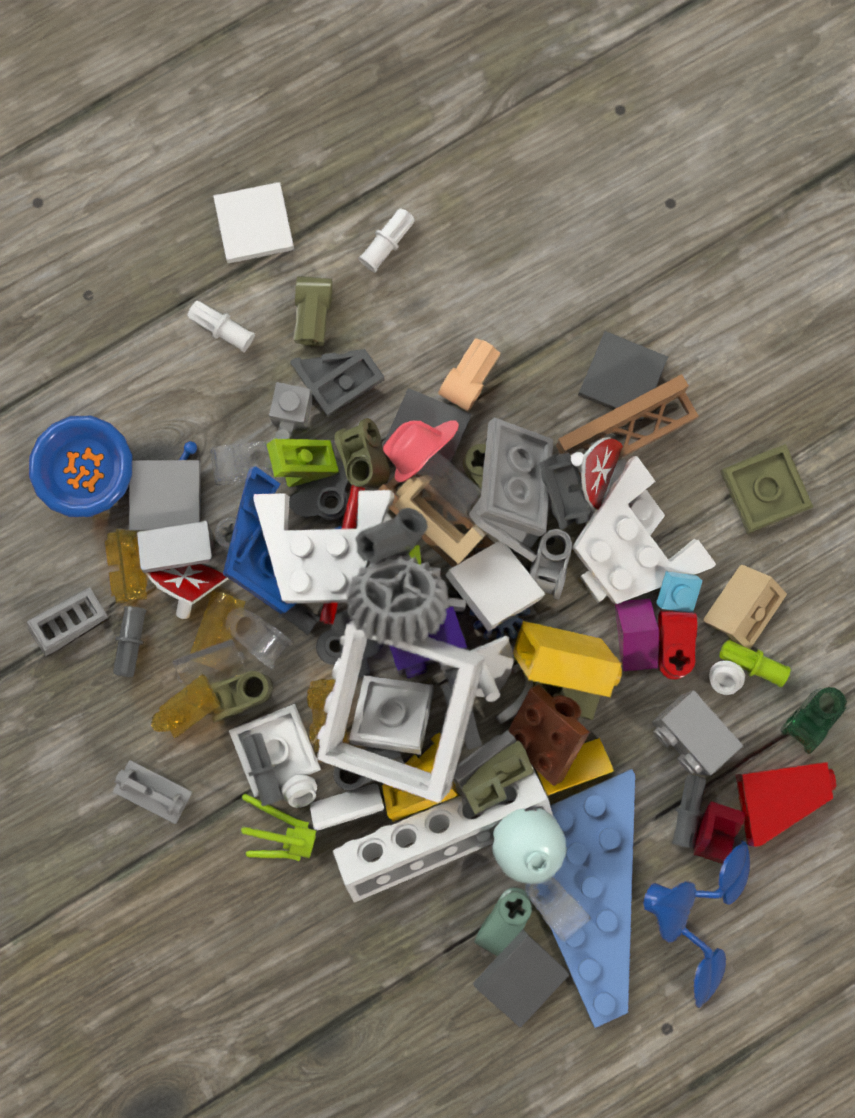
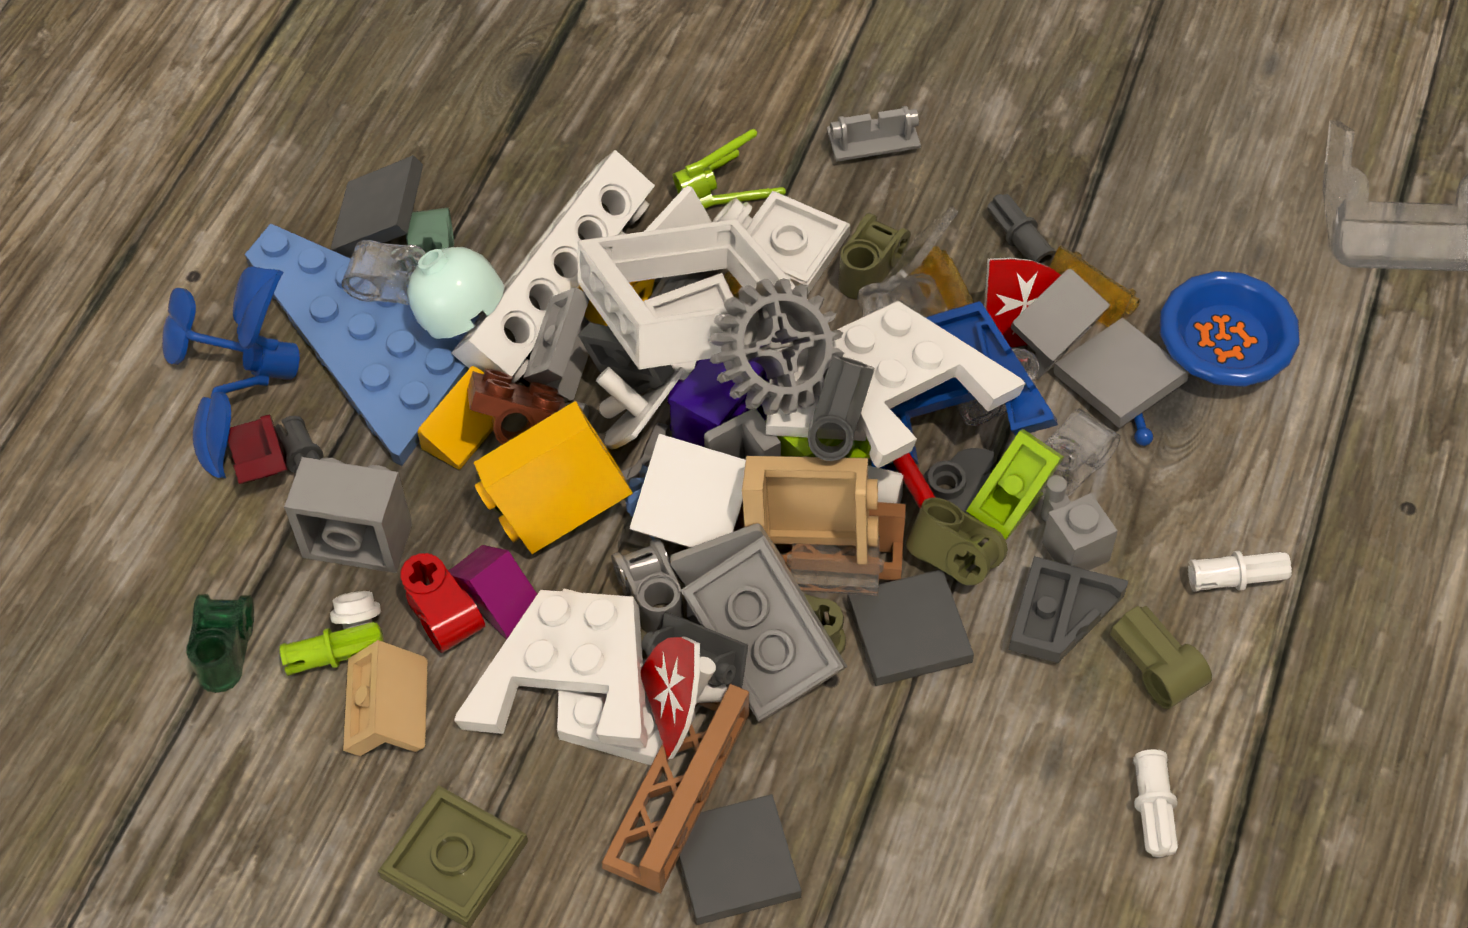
camera: 145 degrees right, 25 degrees down
(48, 618) = (1103, 178): light grey slope -> none
(186, 708) = (910, 203): clear yellow hinge -> none
(253, 222) = (1322, 710): white tile -> none
(262, 769) = (784, 204): dark grey axle -> none
(415, 444) = (902, 574): coral piece -> none
(465, 382) = (915, 706): light nougat piece -> none
(487, 783) = (541, 319): olive slope -> none
(679, 592) = (476, 655): medium azure plate -> none
(781, 798) = (205, 535): red slope -> none

